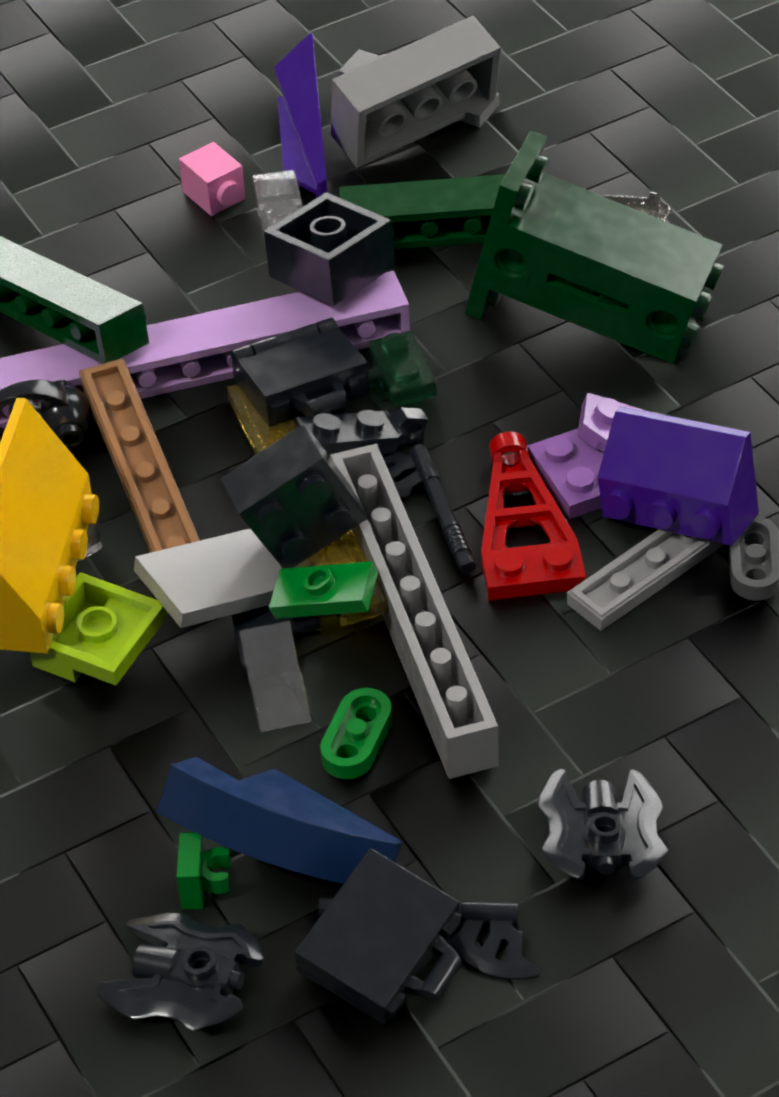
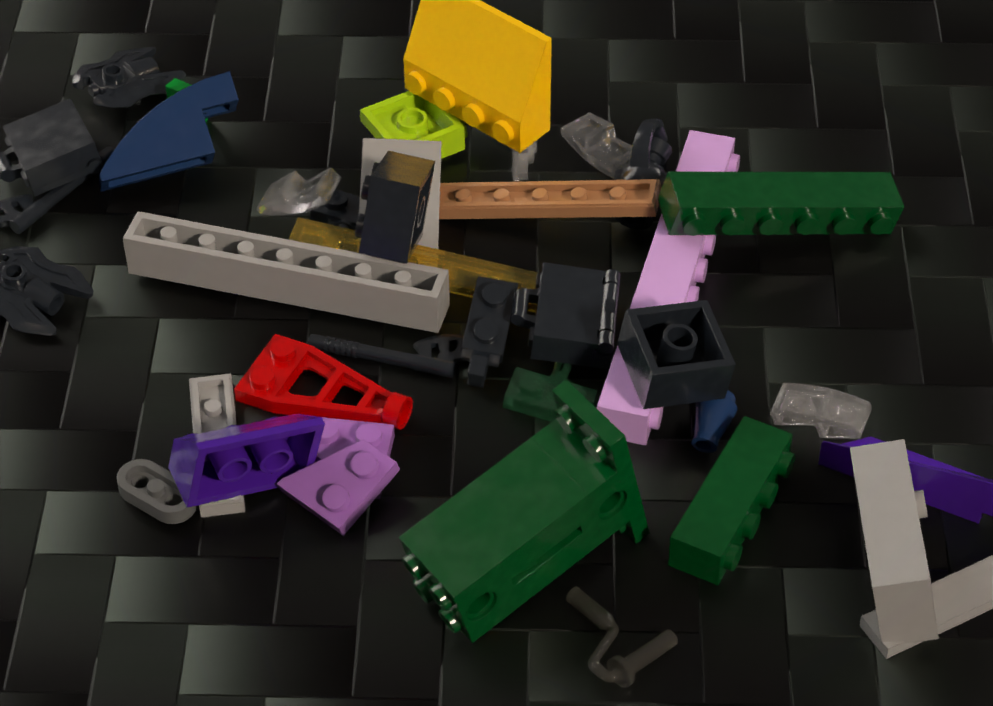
camera: 120 degrees right, 0 degrees up
(212, 178) = (890, 382): bright pink brick -> none
(323, 590) = (321, 213): green plate -> none
(354, 737) = (214, 207): green plate -> none

